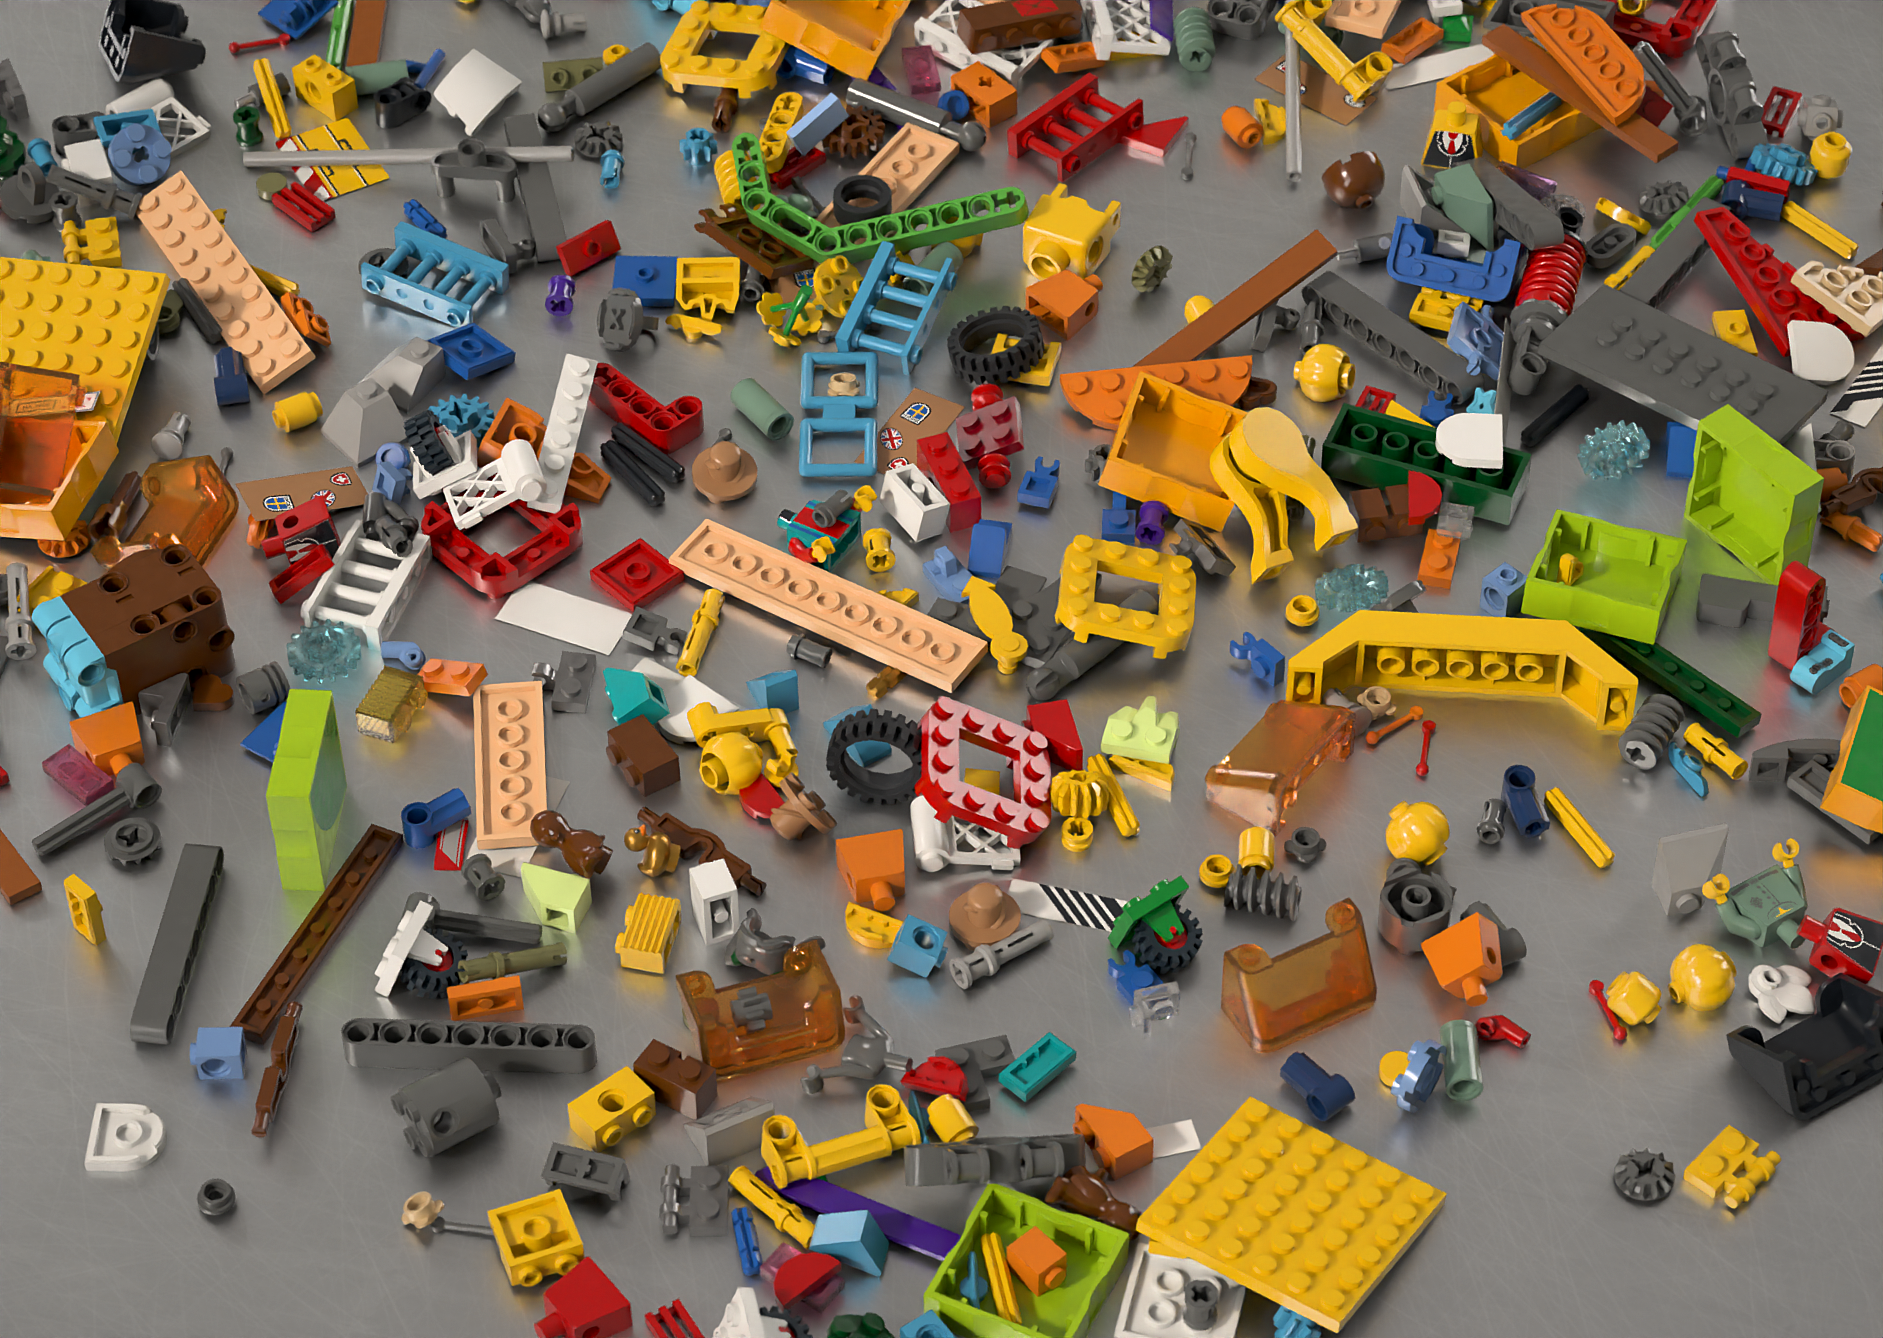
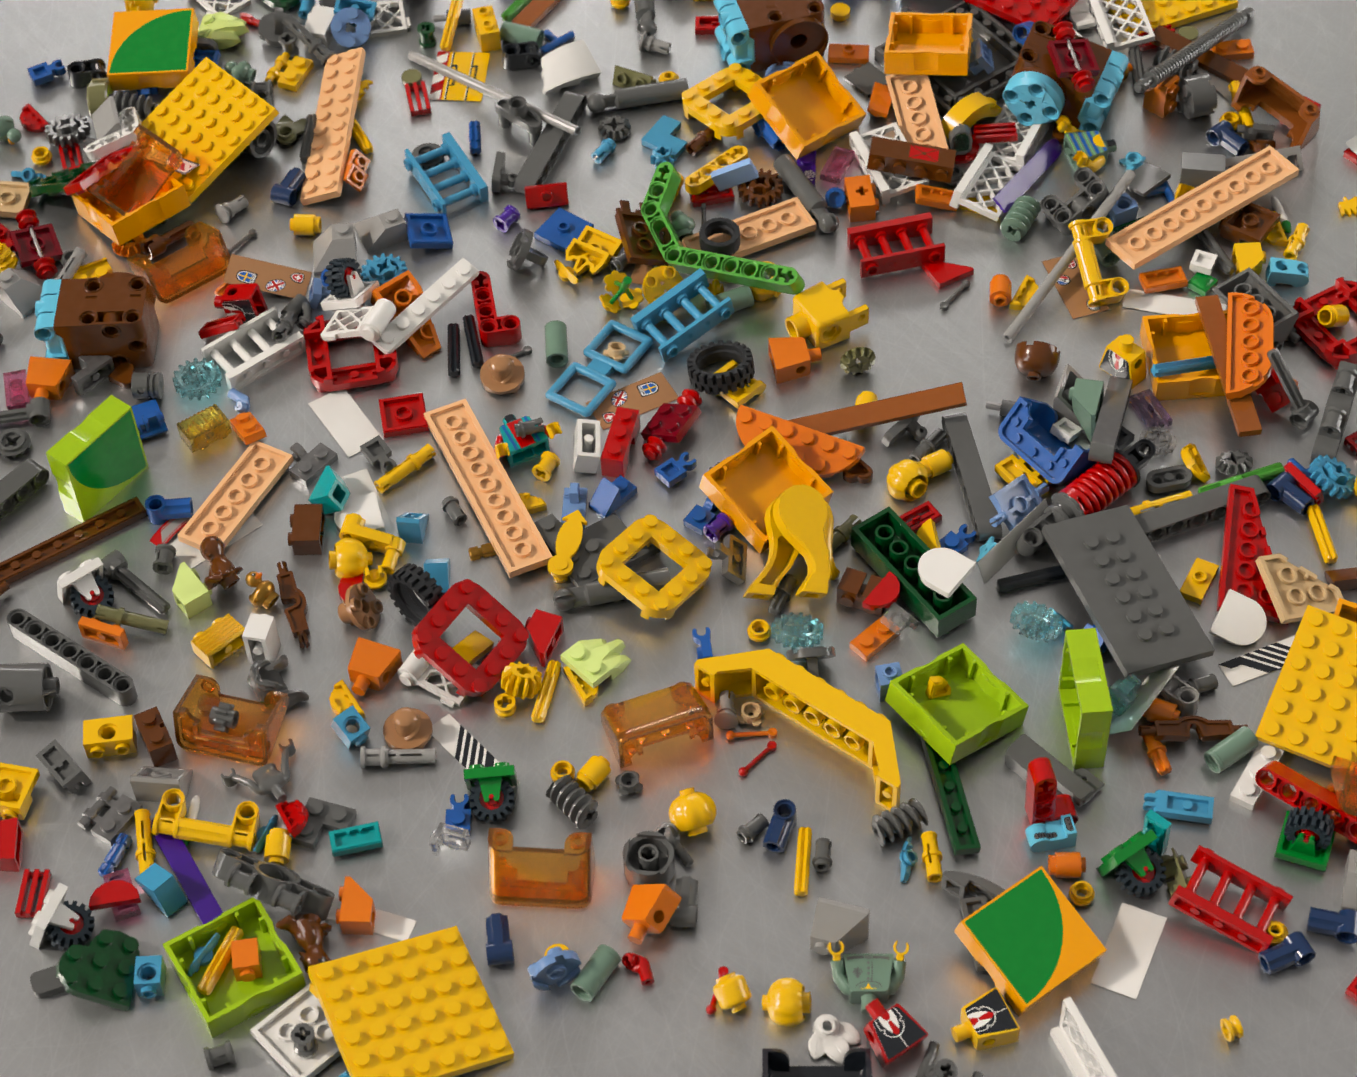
camera: 35 degrees right, 5 degrees up
(667, 126) = (663, 134): none -> dark azure tile
(1297, 569) = (782, 594): none -> dark grey axle
(1344, 335) = (937, 463): none -> yellow brick
(1600, 814) = (822, 859): none -> dark grey pin

